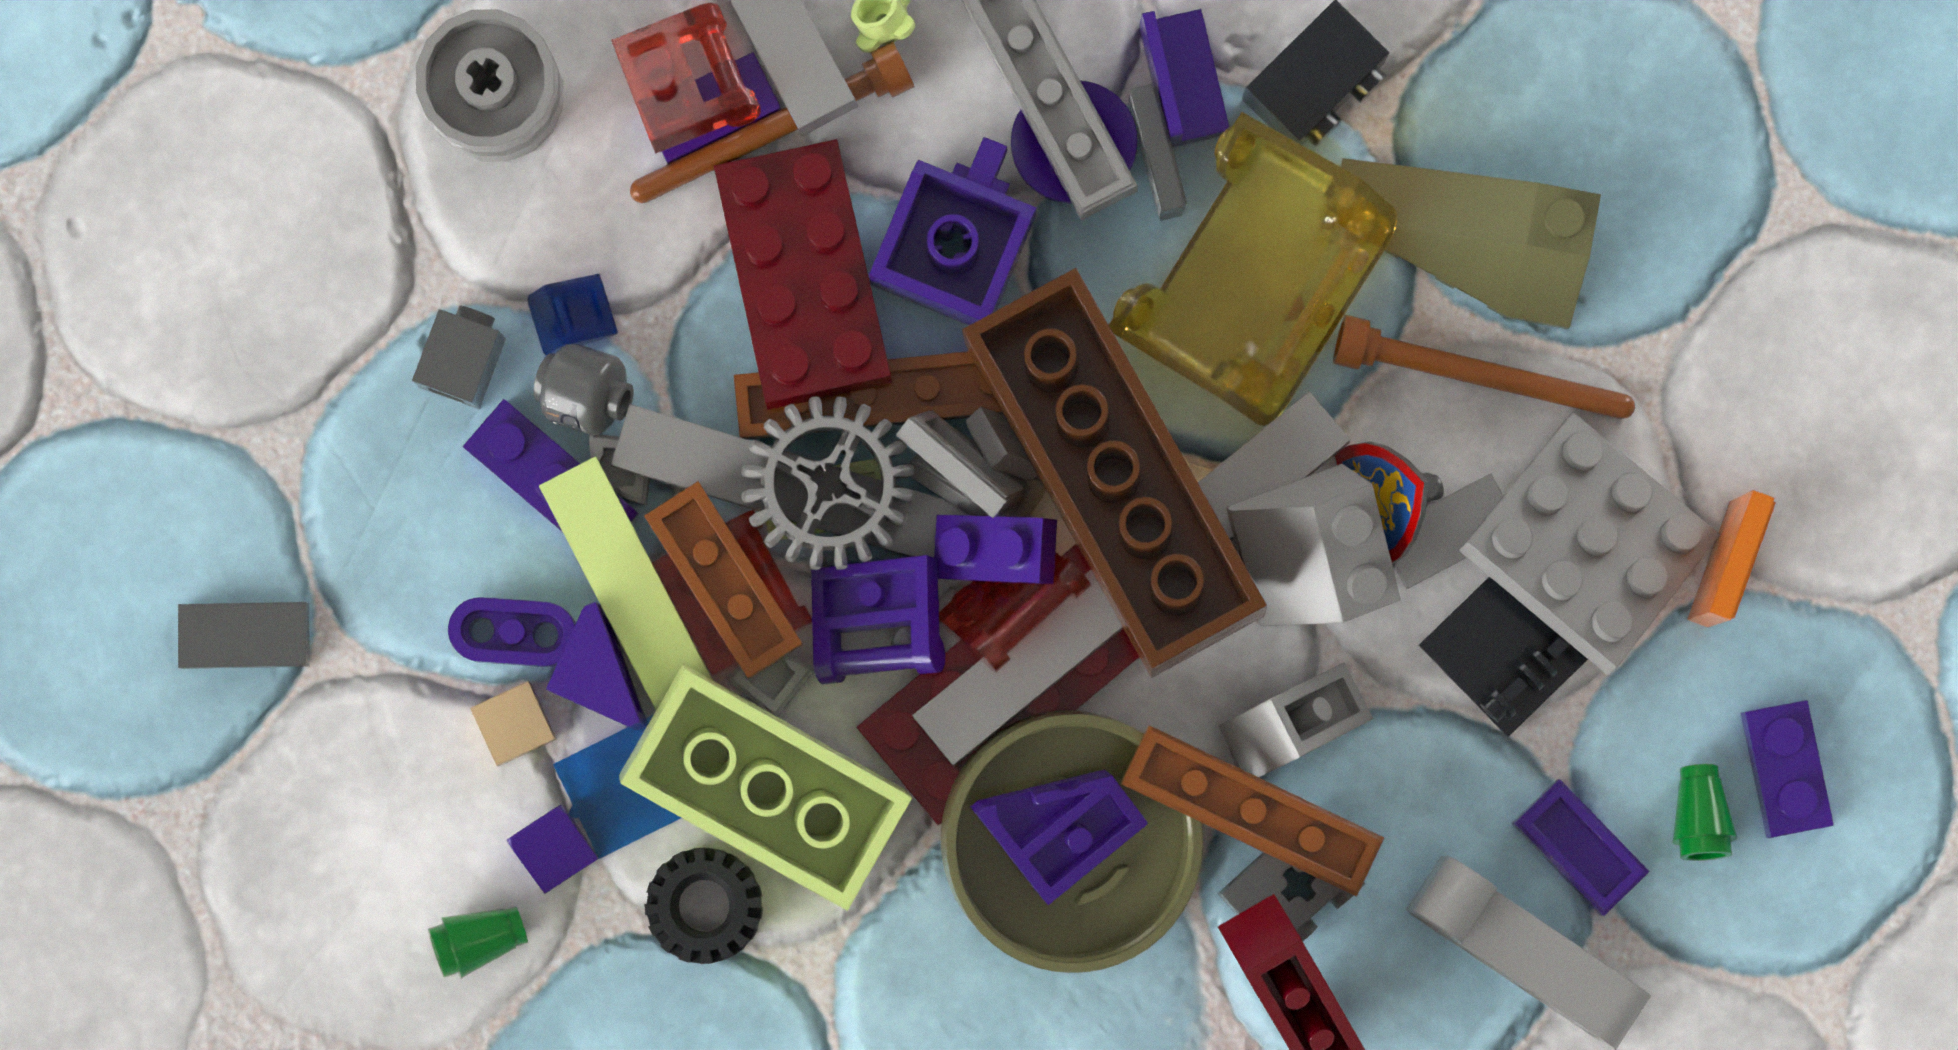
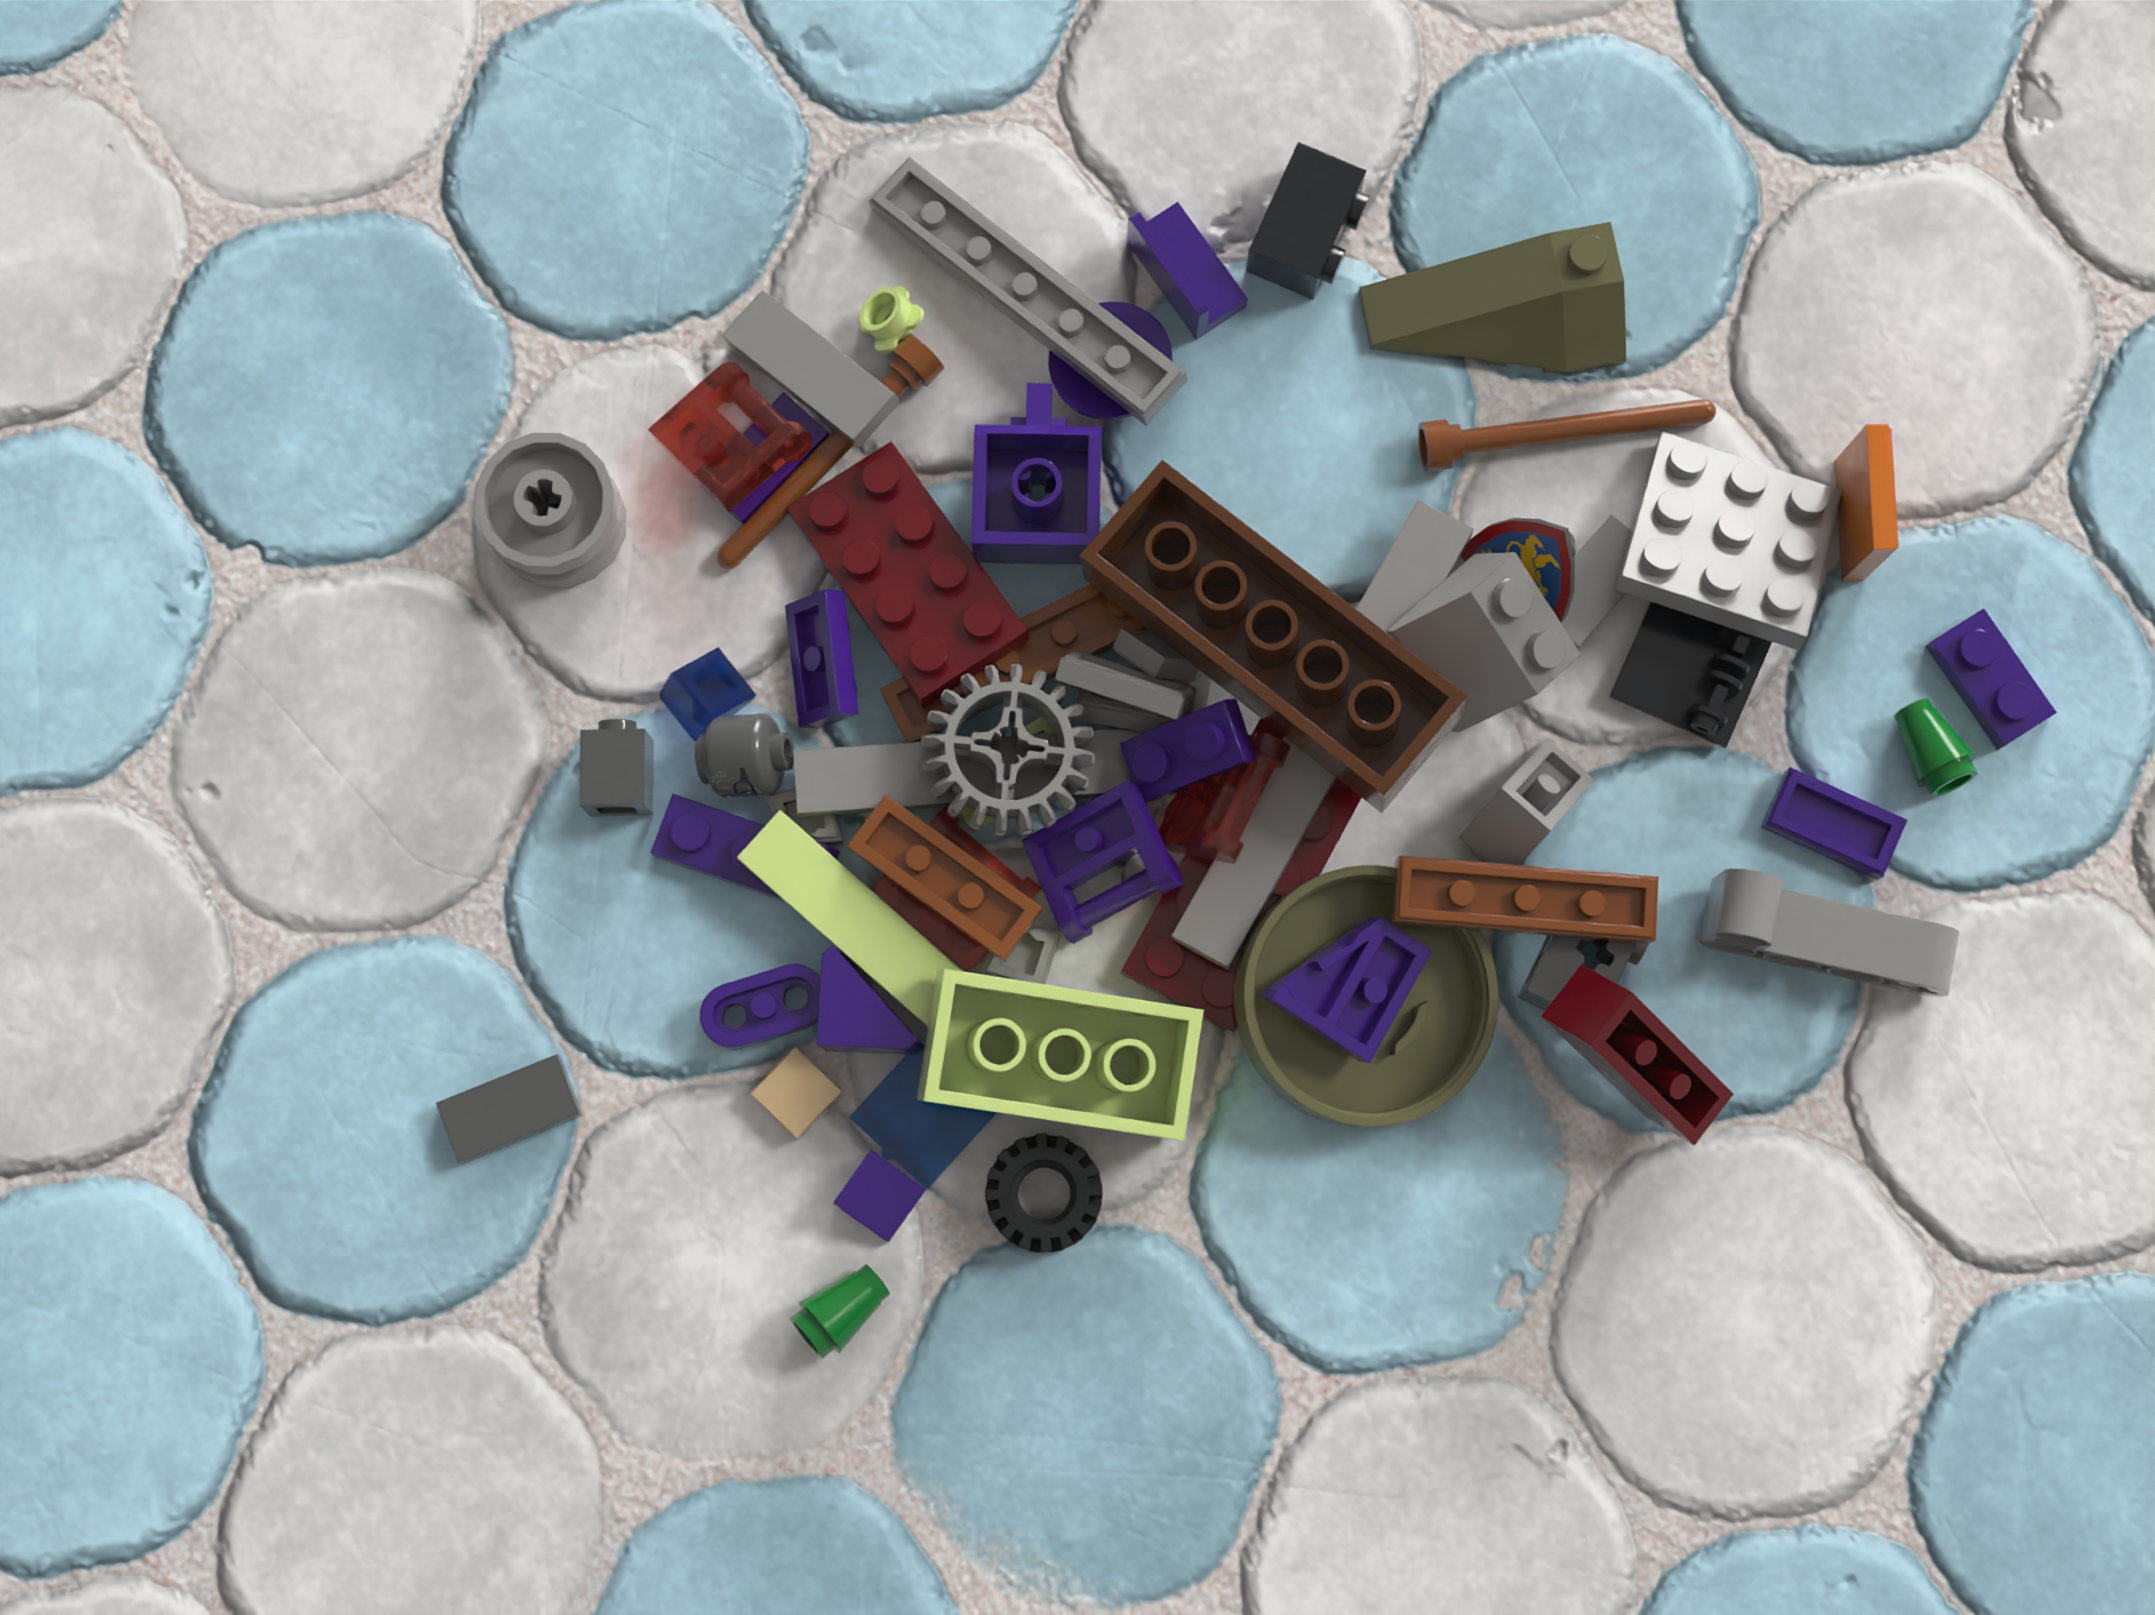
camera: 20 degrees left, 5 degrees down
(690, 324) = (821, 659): none -> dark purple plate
(1157, 152) = (1191, 342): dark grey tile -> none
(1261, 273) = (1330, 407): clear yellow windscreen -> none

